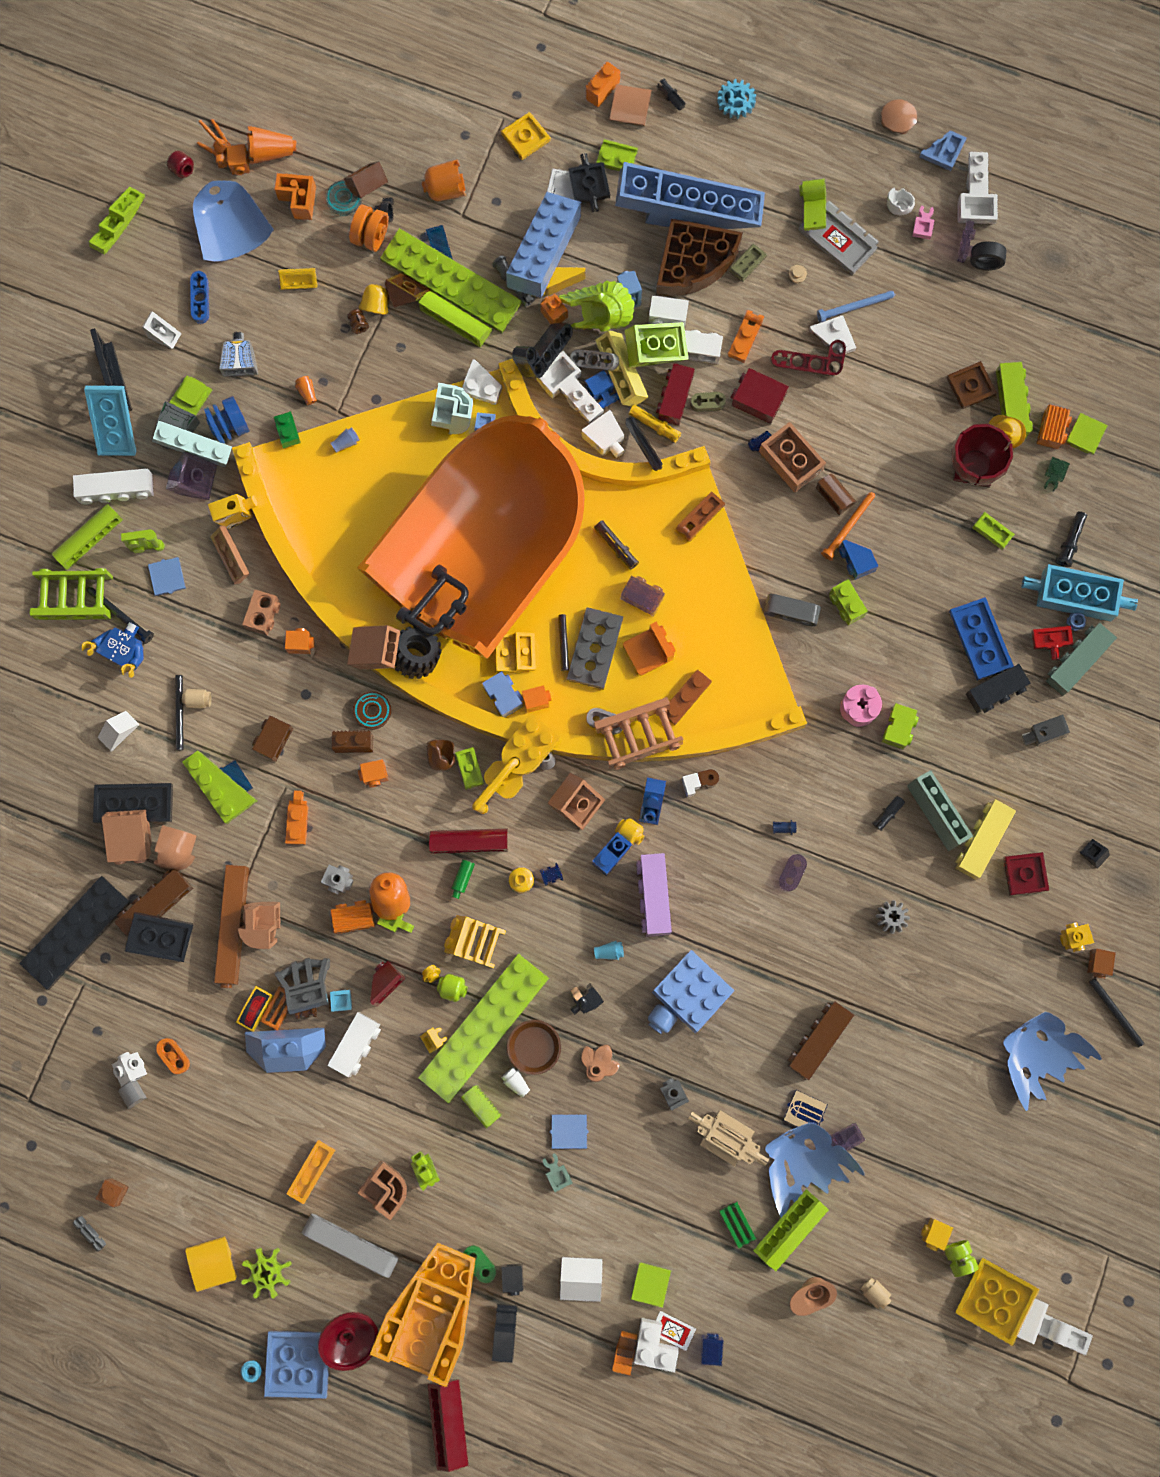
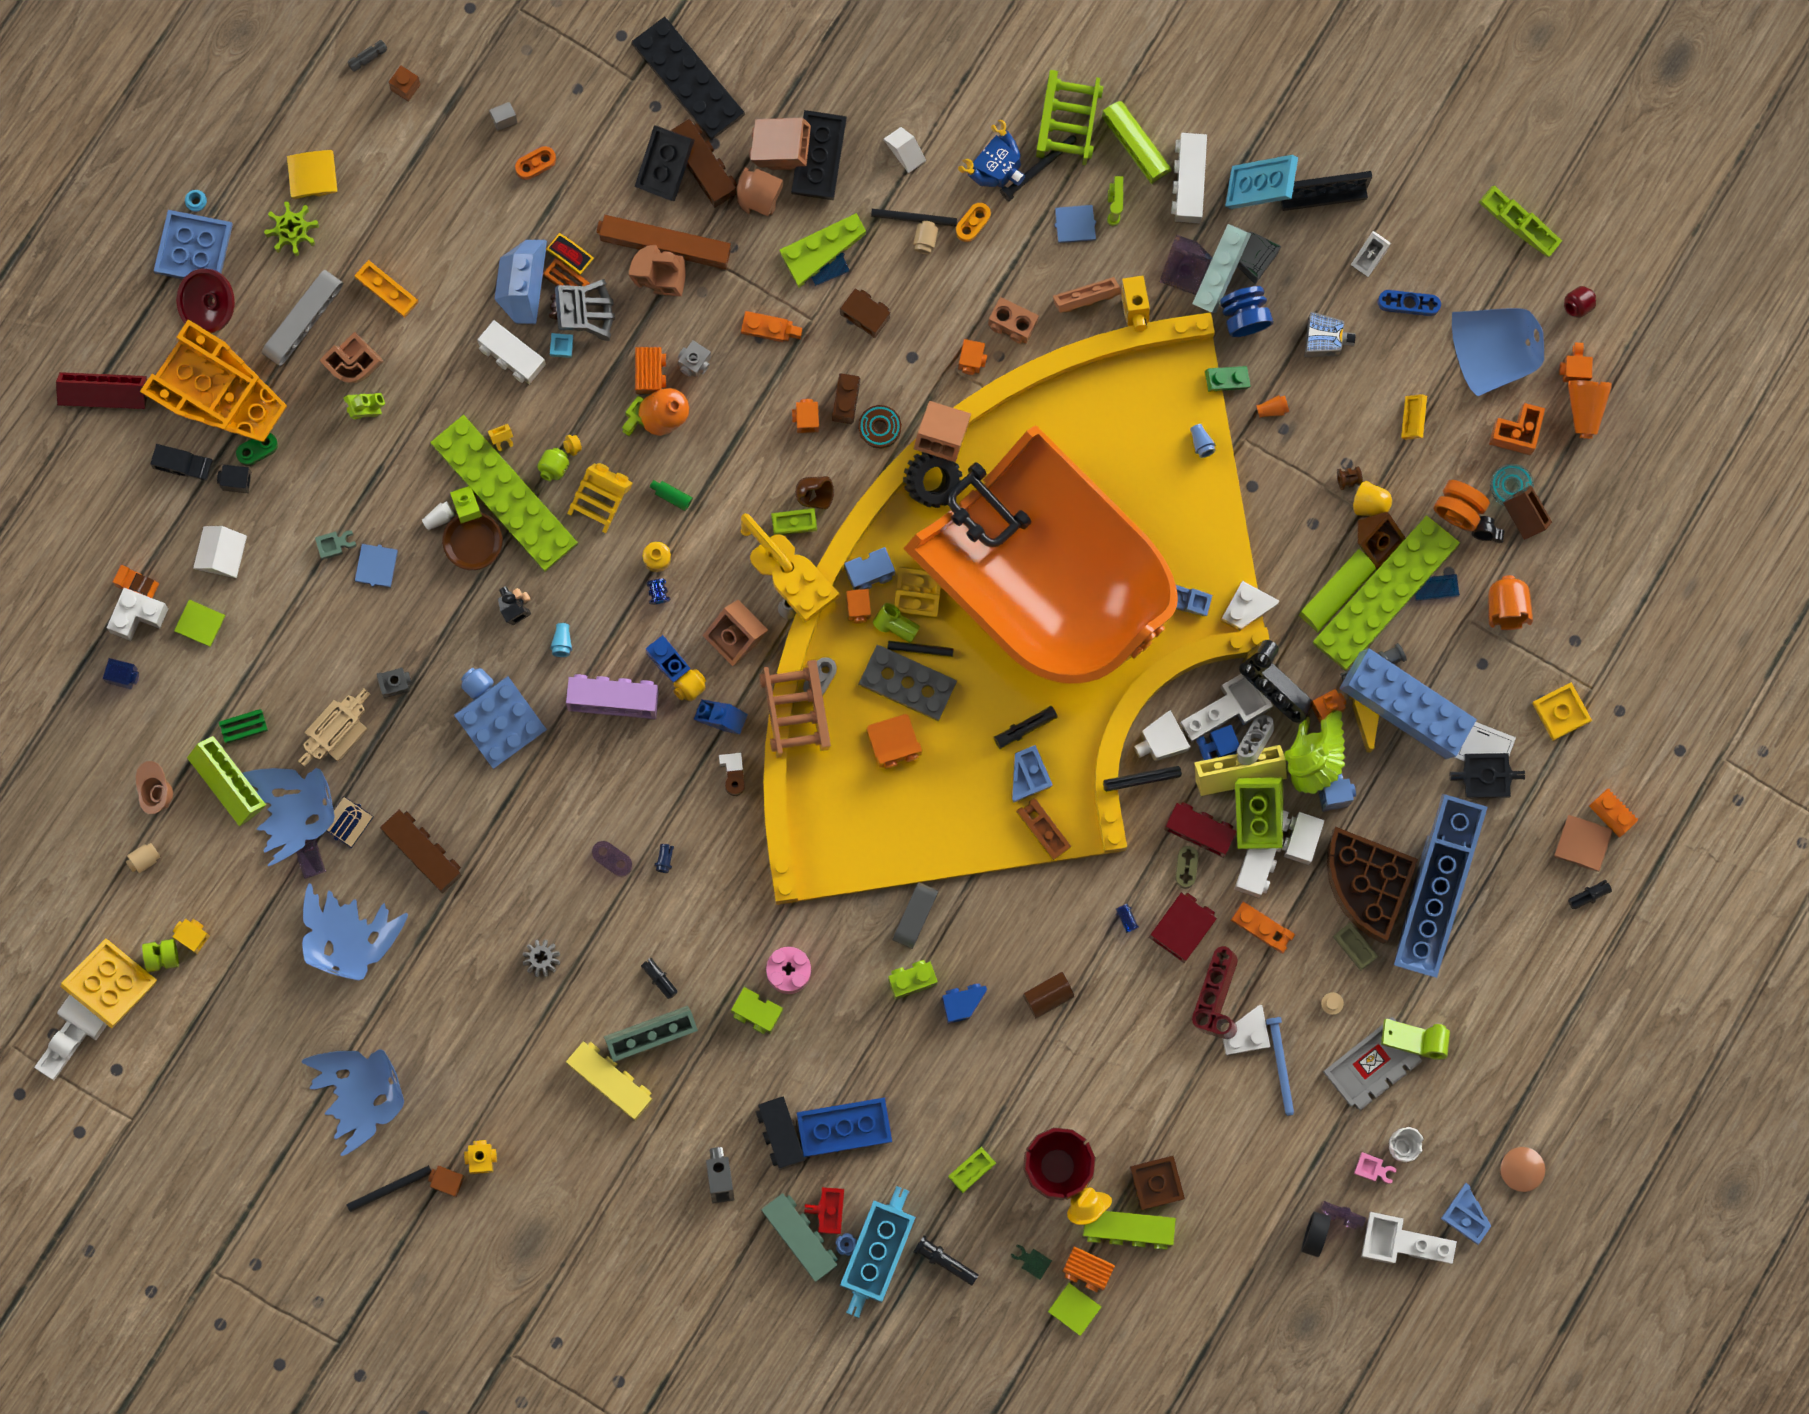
camera: 90 degrees right, 0 degrees up
(128, 1068) = (530, 115): white brick -> none
(178, 661) = (973, 223): none -> light orange plate
(191, 395) = (1288, 277): lime piece -> none
(219, 145) = (1598, 350): orange plant -> none
(384, 982) = (572, 393): dark red slope -> none
(452, 409) = (1218, 565): light aqua brick -> none
(468, 841) = (712, 508): dark red brick -> none
(481, 1106) = (420, 475): lime brick -> none
(502, 1059) = (465, 504): none -> lime plate
(544, 668) = (891, 620): none -> lime piece
(601, 1060) = (445, 612): nougat plate -> none
(615, 154) = (1518, 816): lime plate -> none
(643, 595) = (959, 745): brick -> none
(656, 535) = (1029, 774): none -> medium blue wing
(661, 427) = (1162, 806): yellow pin -> none
(675, 1331) = (147, 641): sticker -> none
(687, 696) = (833, 775): dark orange plate -> none
(737, 102) = (1578, 978): medium azure gear -> none
(792, 457) = (1098, 948): nougat brick -> none
(829, 553) = (1001, 996): orange bar -> none
(908, 1089) = (347, 935): none -> medium blue piece
(1026, 873) = (562, 1119): dark red plate -> none
(1095, 853) = (571, 1205): black slope -> none

